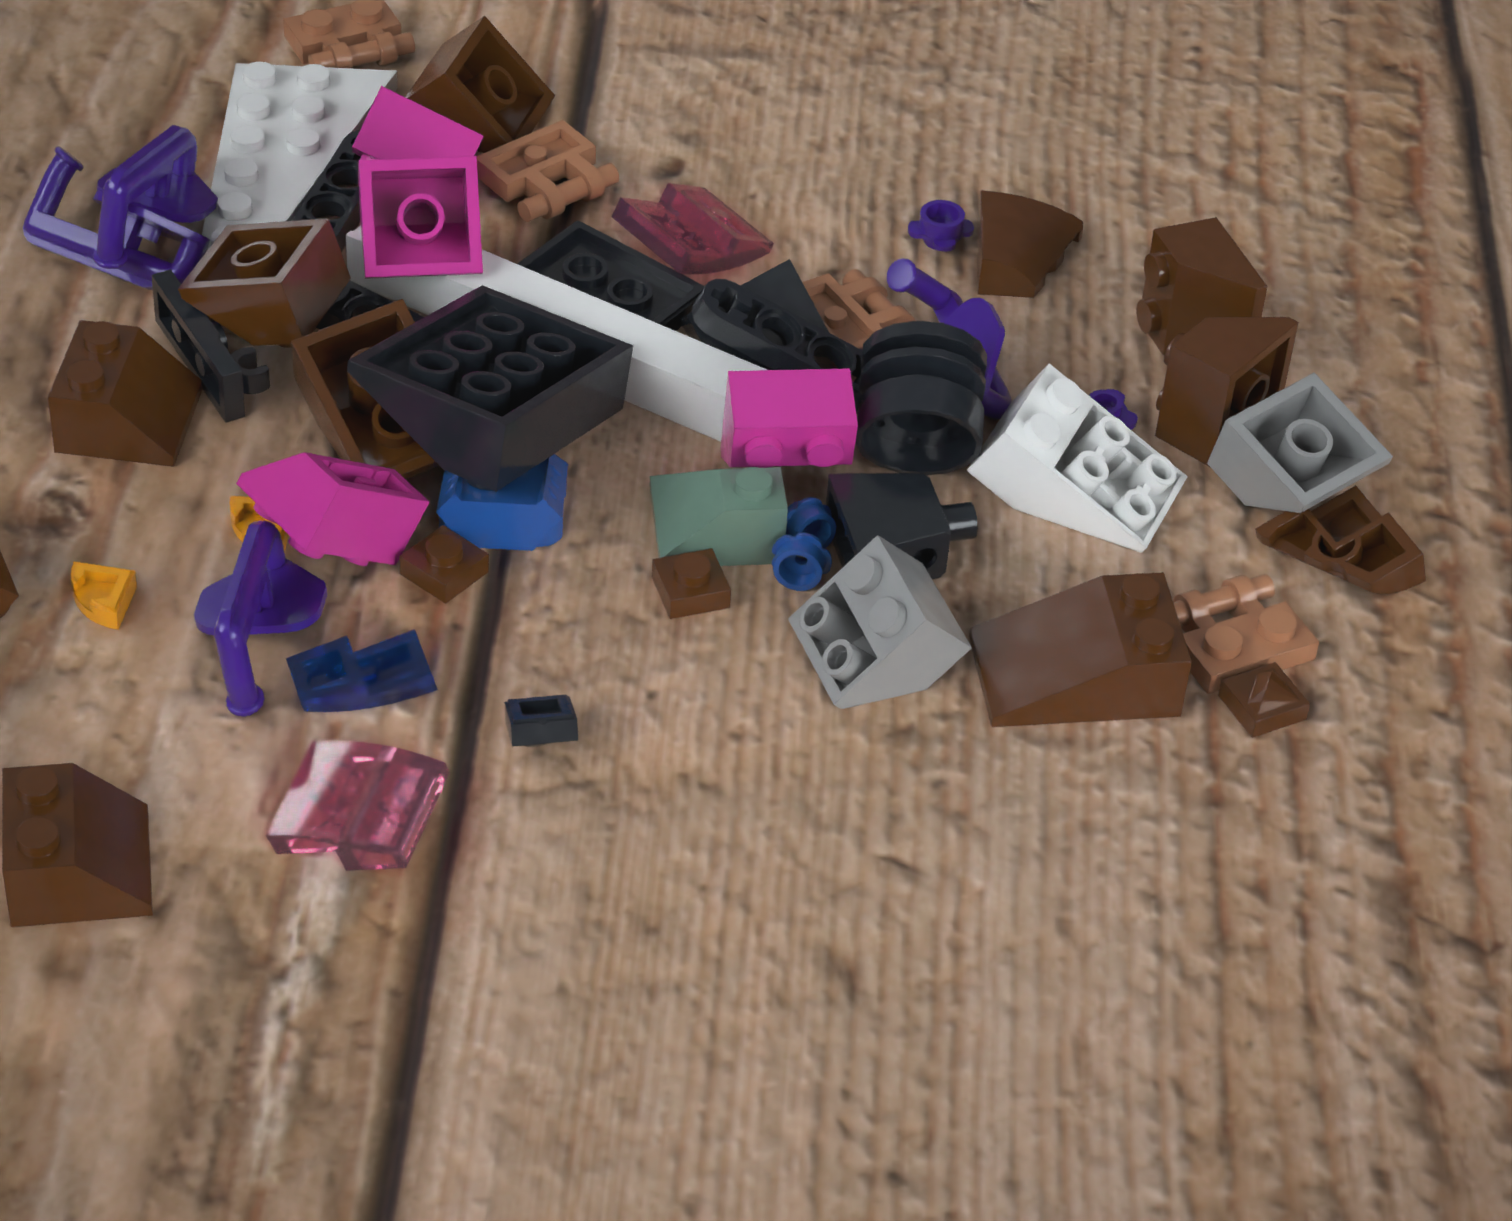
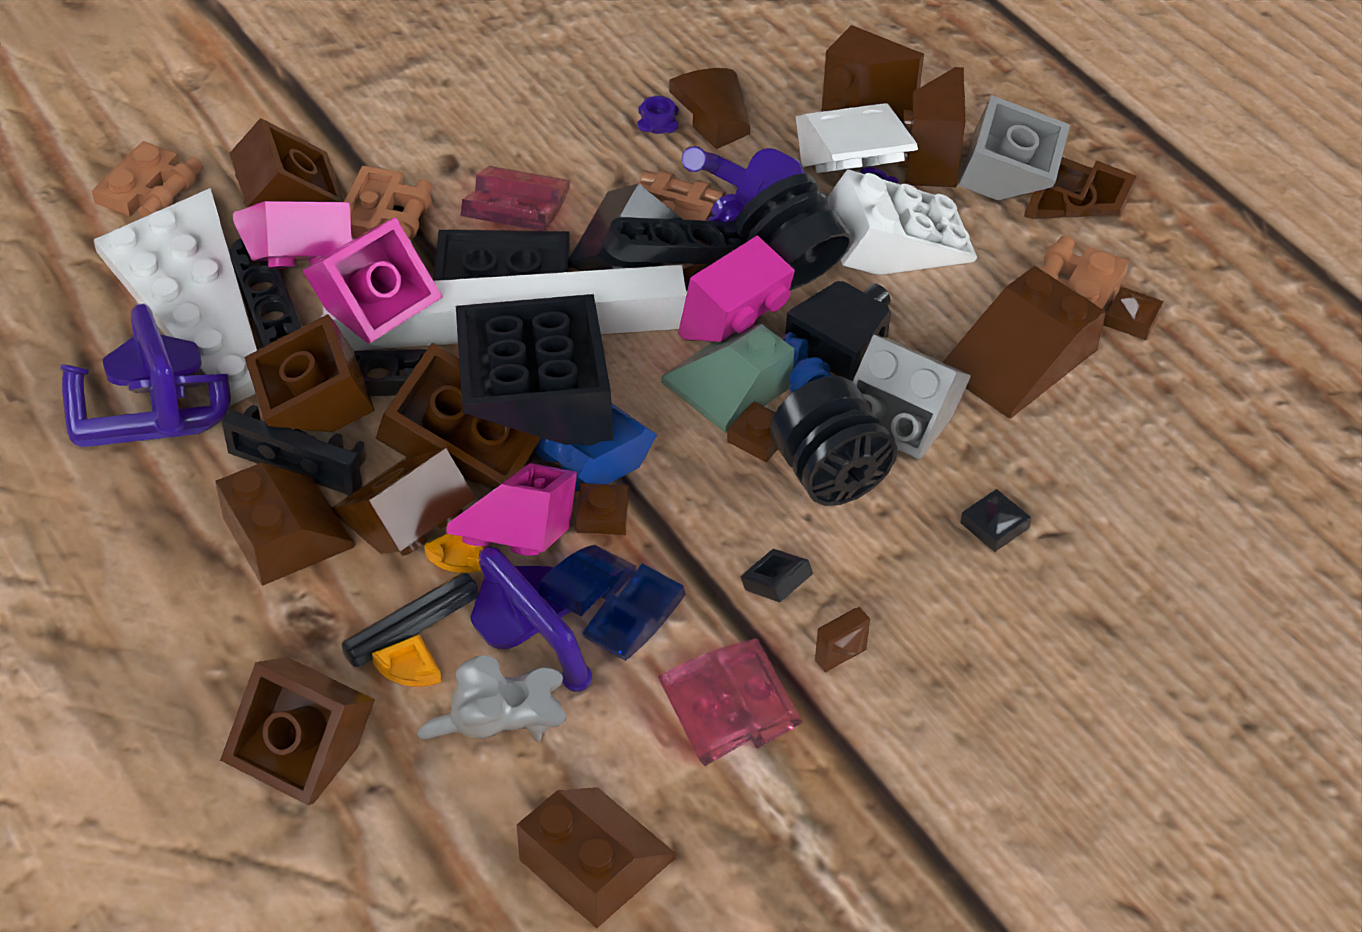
camera: 35 degrees left, 5 degrees up
(123, 666) = (491, 703): none -> light grey animal
(147, 553) = (410, 619): none -> black axle
(242, 438) = (407, 502): none -> reddish brown slope
(342, 605) = (585, 578): none -> clear blue slope
(532, 815) = (842, 639): none -> reddish brown tile
(728, 620) = (833, 440): none -> black wheel
(845, 809) = (995, 520): none -> black tile
(1106, 337) = (852, 138): none -> white slope

